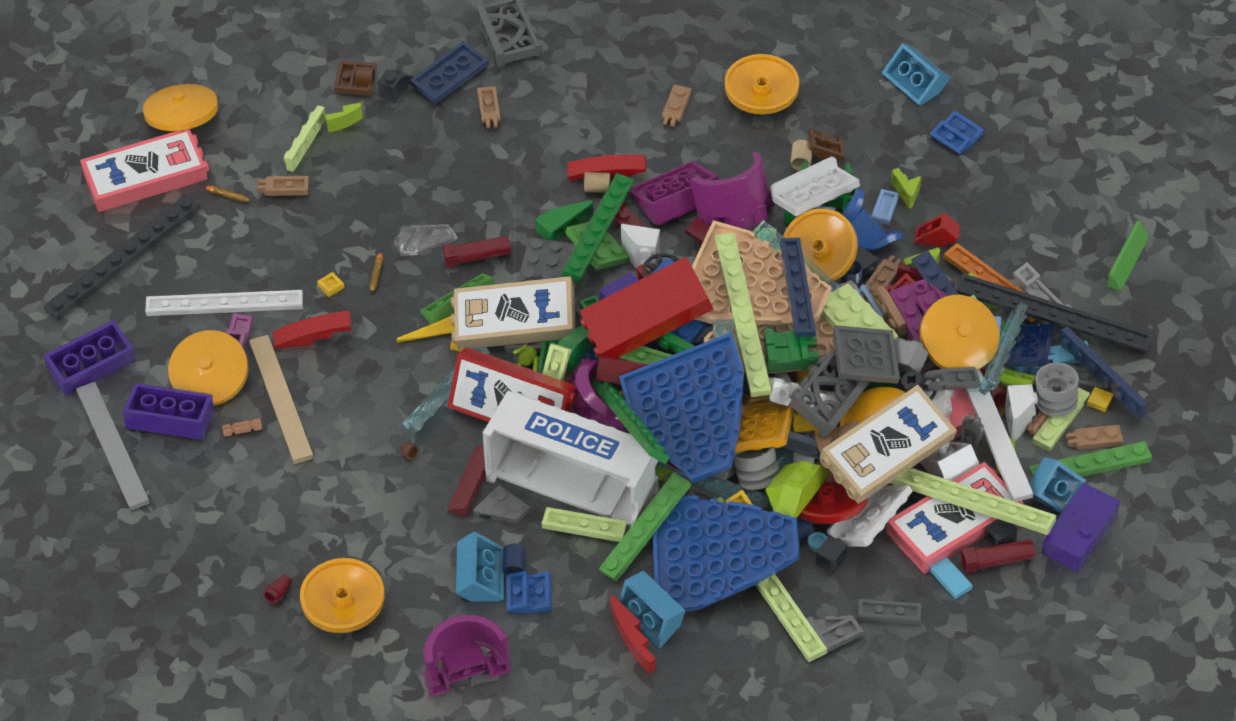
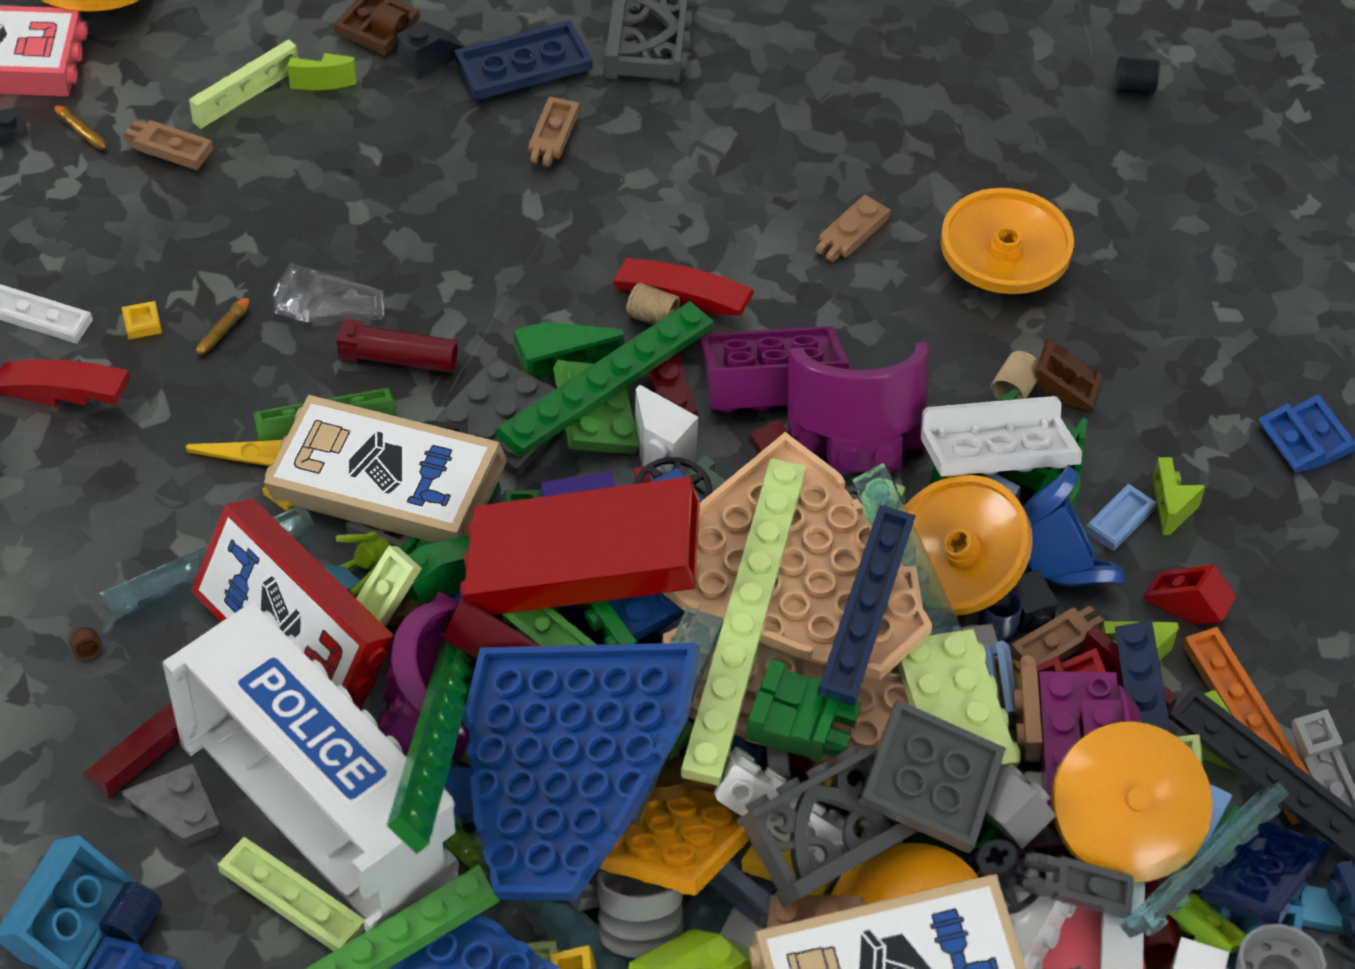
camera: 20 degrees right, 0 degrees up
(915, 74) = (1278, 312): dark azure slope -> none

